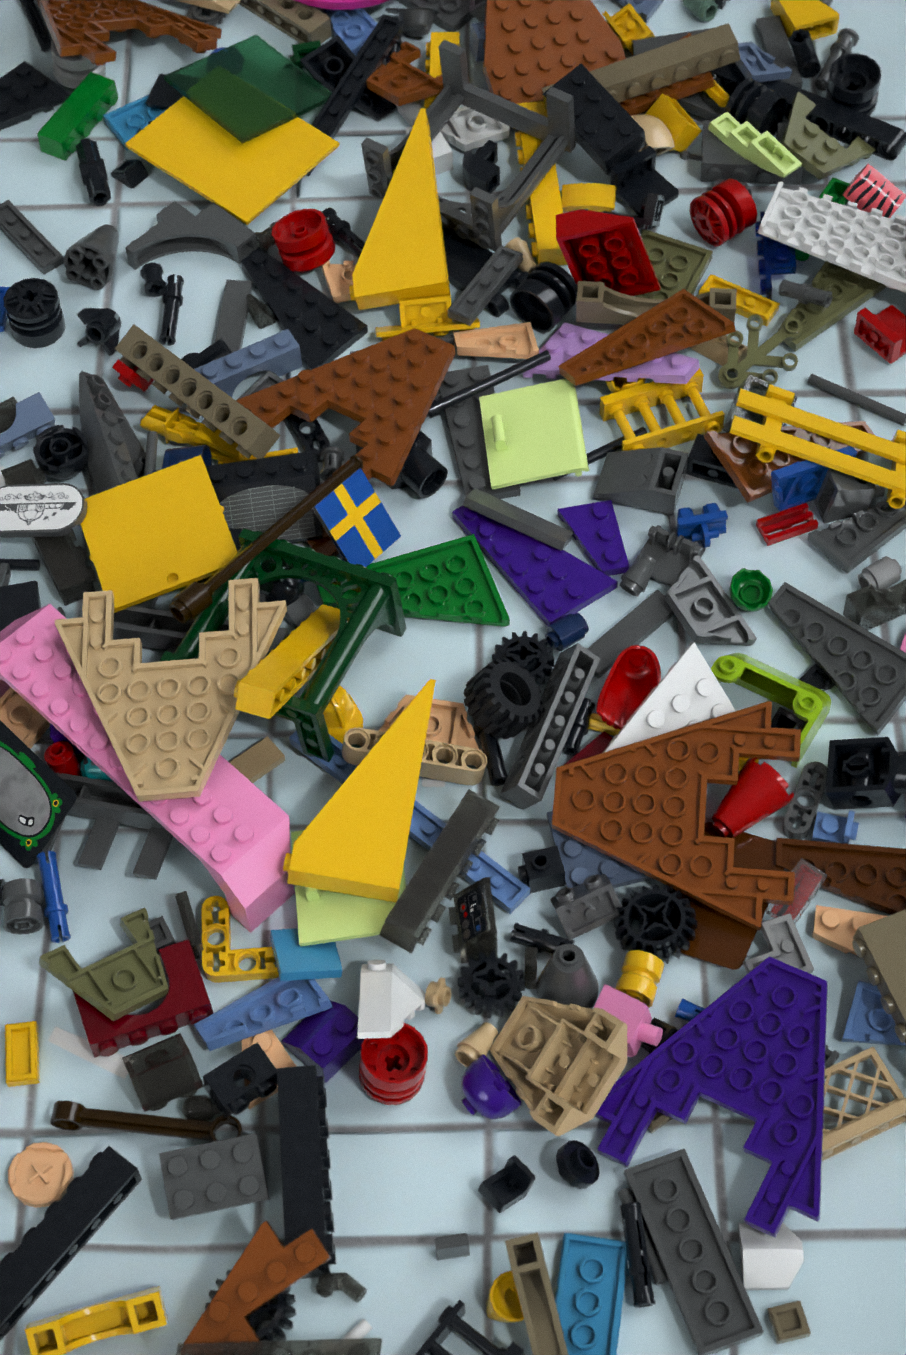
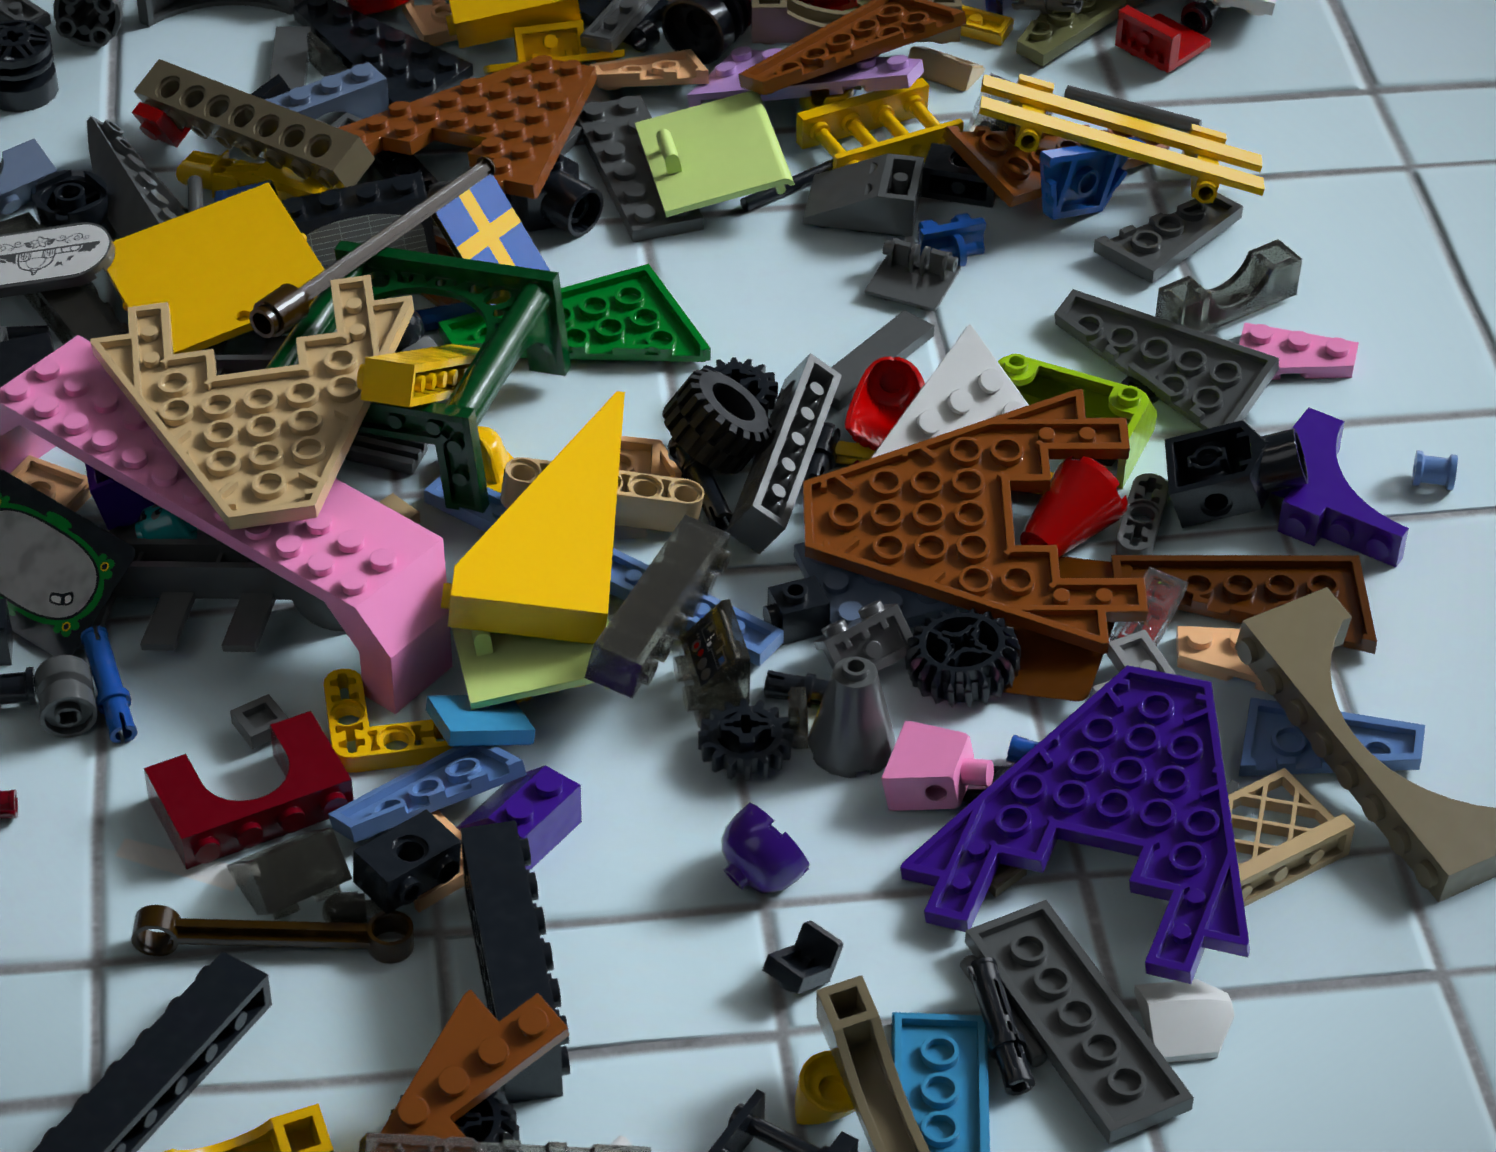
camera: 10 degrees left, 15 degrees down
(22, 1054) = (79, 870): yellow tile -> none
(40, 1174) = (119, 1006): light nougat tile -> none
(62, 758) = (110, 515): red brick -> none
(101, 327) = (110, 79): black brick -> none
(120, 980) = (211, 760): olive wing -> none
(154, 284) = (175, 26): black bush -> none
(172, 301) = (205, 49): black pin -> none
(189, 923) = (307, 696): clear smoke tile -> none
(214, 1176) = (381, 977): dark grey brick -> none
(340, 1282) = (580, 1095): clear smoke arm -> none
(386, 1000) = (601, 748): white wedge -> none
(403, 1051) = (621, 828): red wheel -> none
(438, 406) = (580, 134): black bar -> none
(438, 995) = (672, 757): tan plate -> none
(452, 1246) = (735, 1038): dark grey tile -> none
(476, 1044) = (725, 808): tan cone -> none
(518, 519) = (705, 245): dark grey tile -> none
(545, 577) = (743, 304): dark purple wing -> none
(561, 1059) = (864, 801): tan wedge -> none
(566, 631) = (787, 355): dark blue brick -> none
(577, 1164) = (898, 929): black plate -> none
(599, 535) = (816, 260): dark purple wing -> none
(638, 575) = (875, 297): dark grey cone -> none
(640, 976) = (954, 705): yellow wheel -> none
(706, 608) = (958, 302): dark grey wing -> none
(750, 590) = (1028, 301): green hair -> none
(758, 355) = (994, 64): olive plant -> none
(785, 520) = (1062, 237): red tile -> none
(788, 1322) = (1225, 1092): dark tan tile -> none
(835, 828) = (1189, 542): medium blue bracket -> none
(844, 495) = (1135, 193): dark grey torso -> none
(880, 574) = (1203, 269): light grey brick -> none

